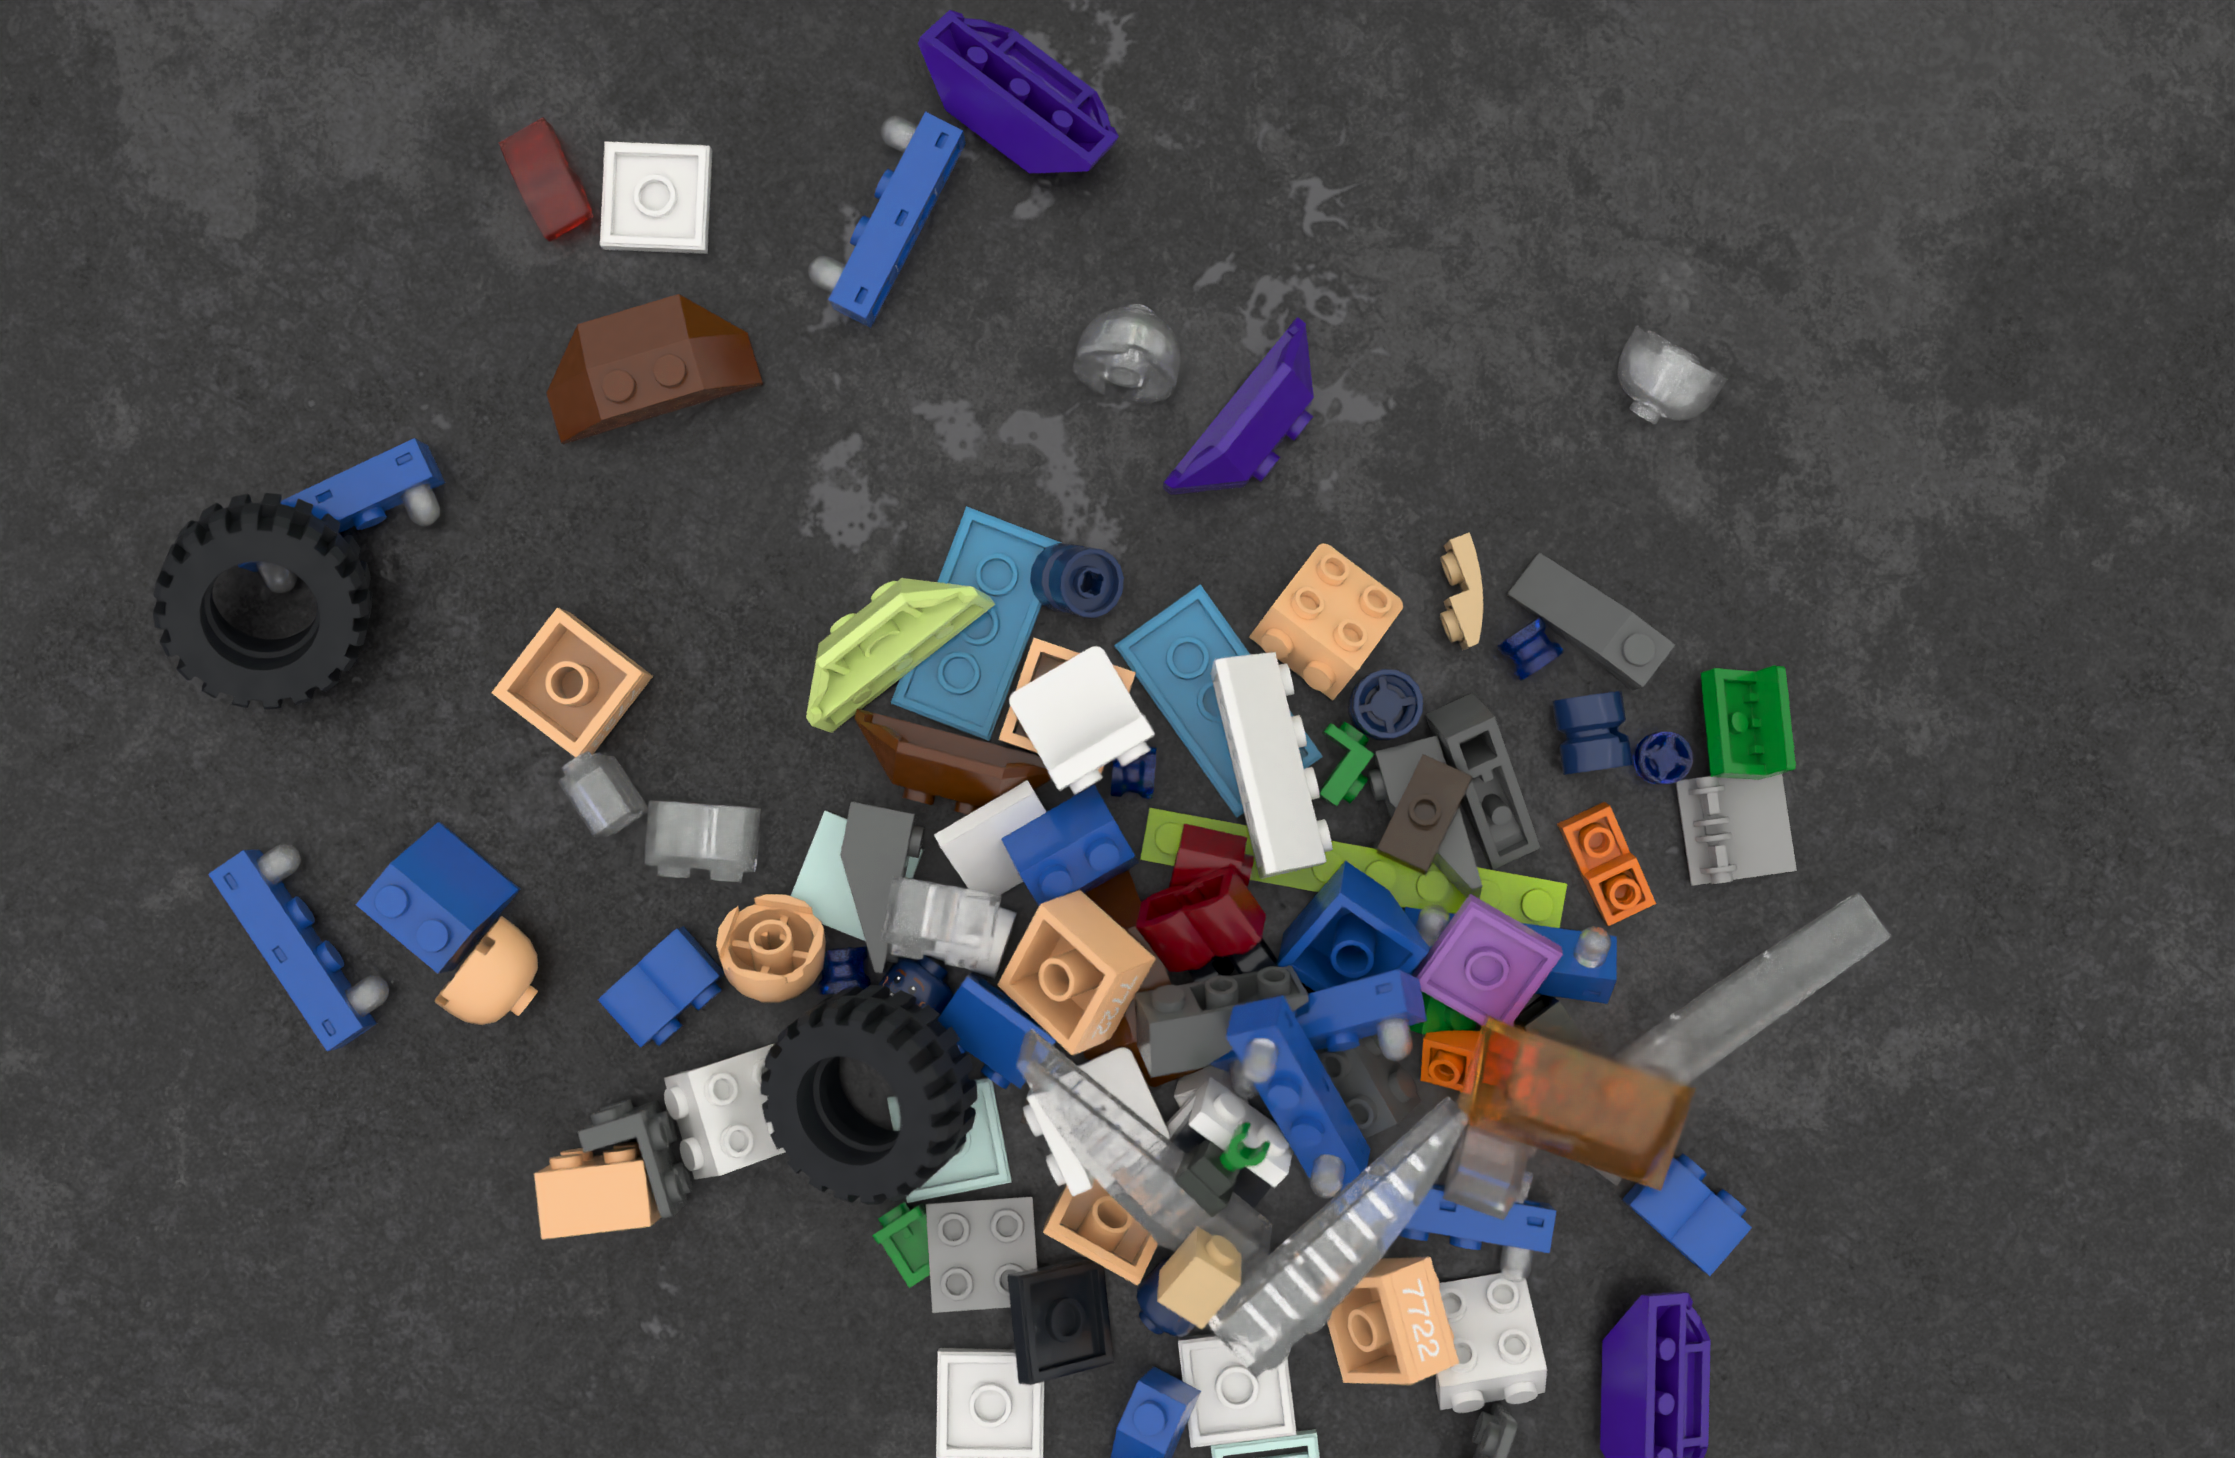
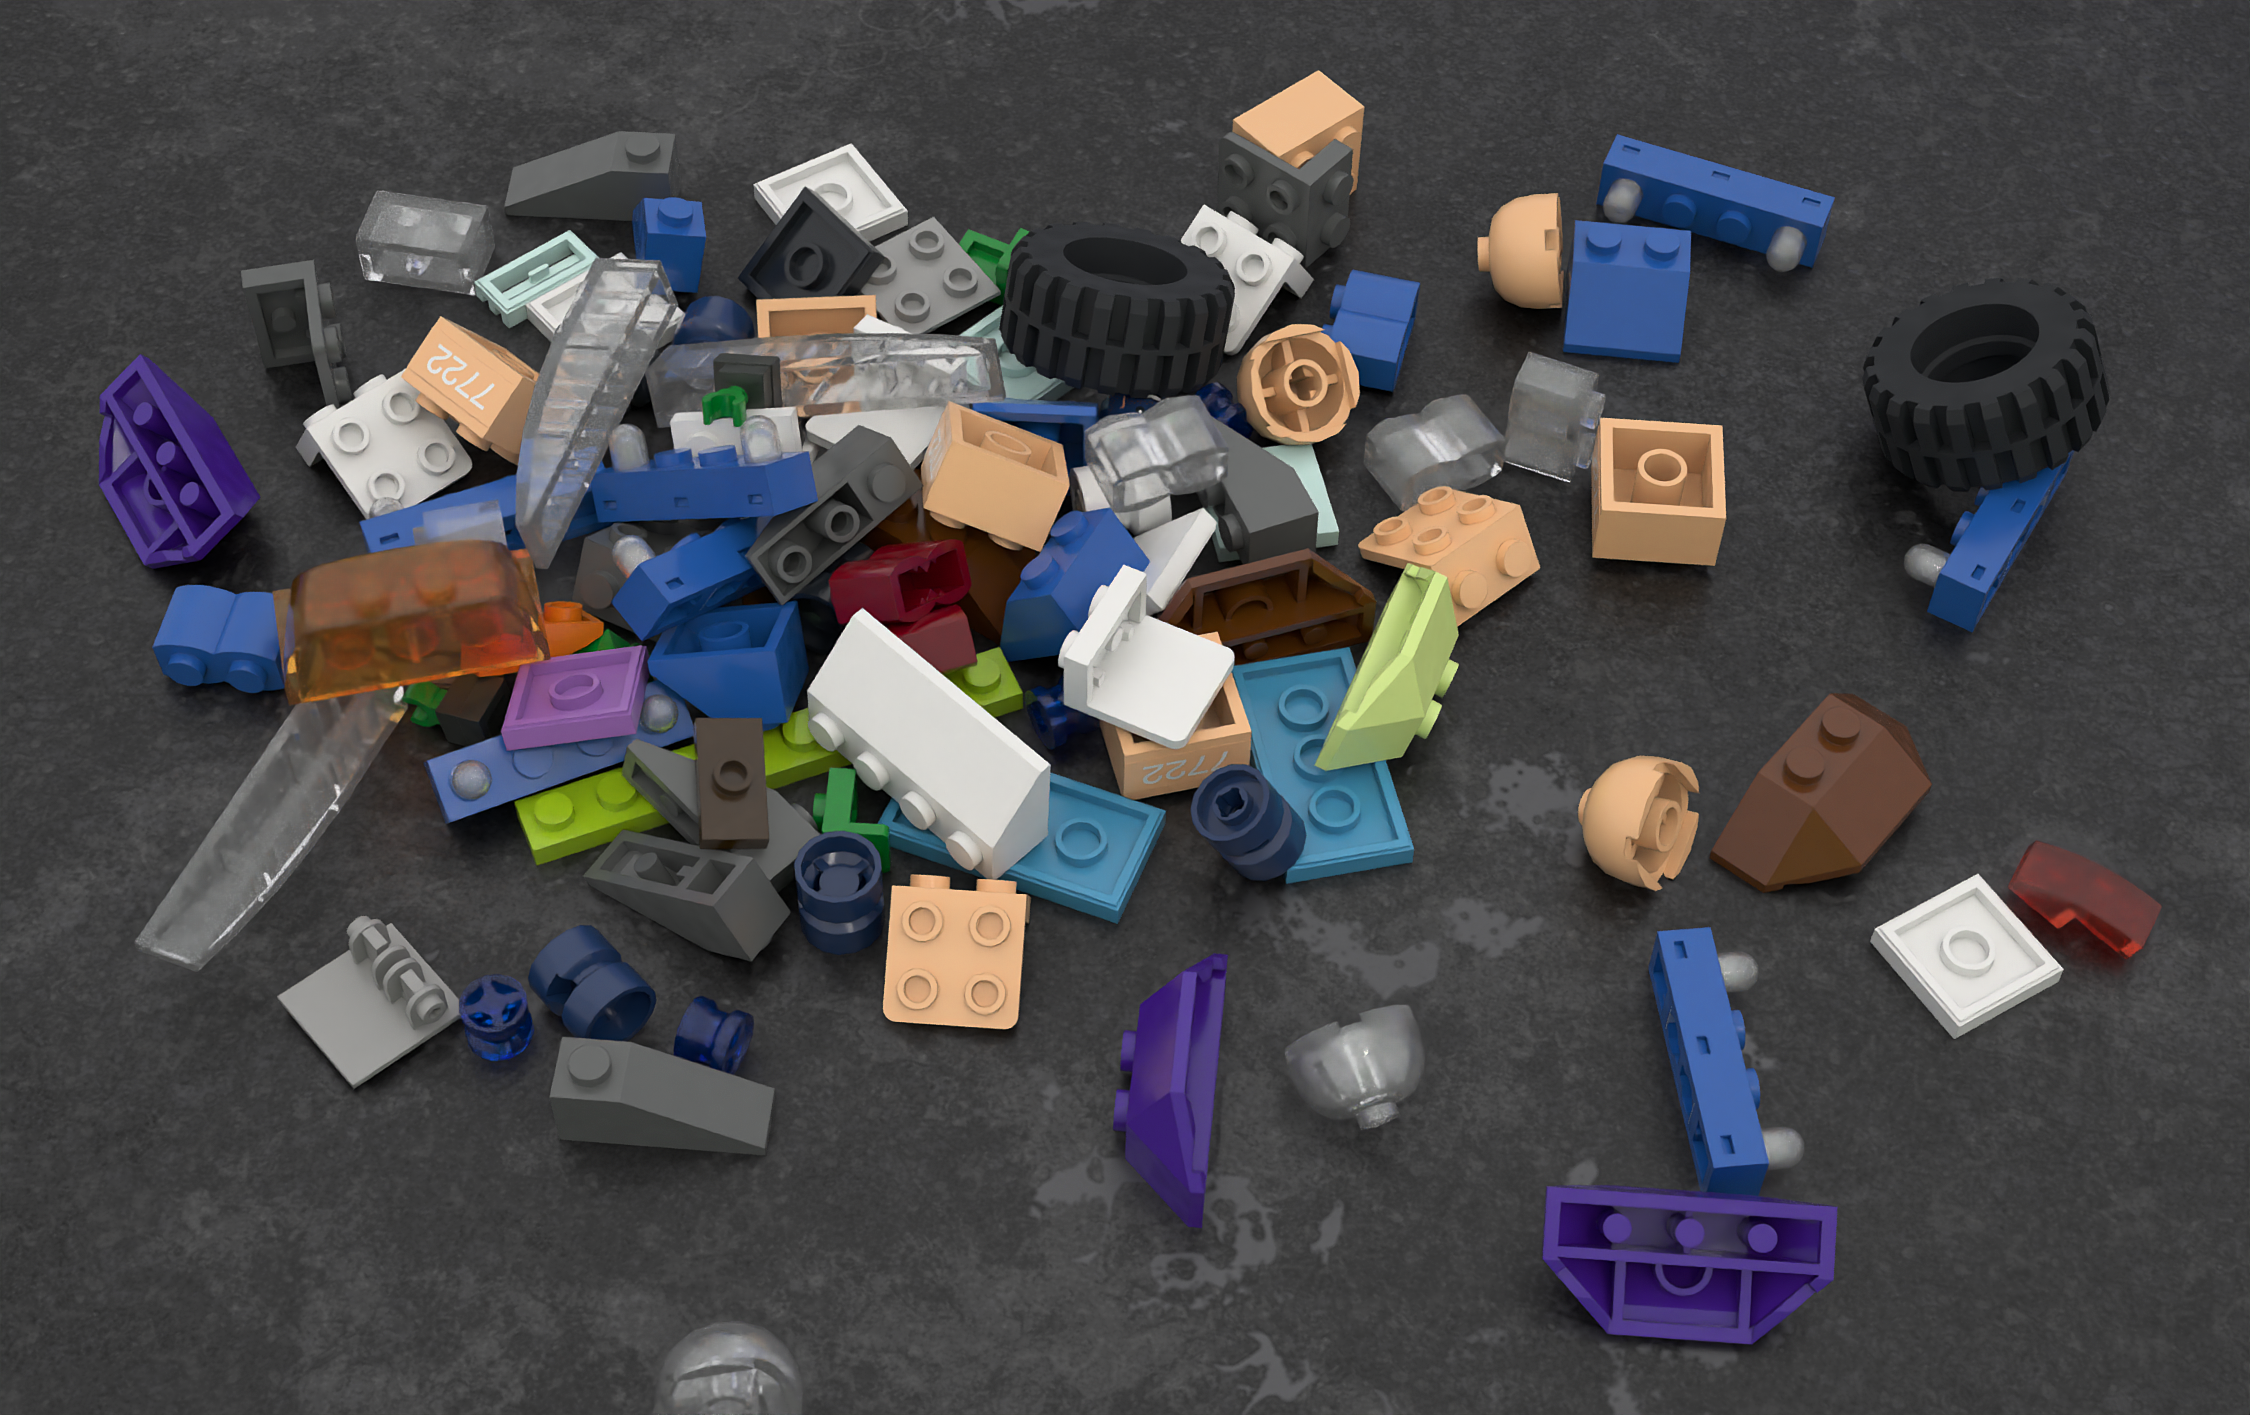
camera: 140 degrees right, 35 degrees down
(756, 742) = (1463, 536): none -> light nougat bracket
(805, 421) = (1640, 819): none -> light nougat cylinder
(1200, 1277) = (701, 315): tan brick -> none
(1465, 610) = (815, 1040): tan slope -> none
(1606, 863) = (498, 898): orange slope -> none
(1748, 723) = (419, 1088): green bracket -> none

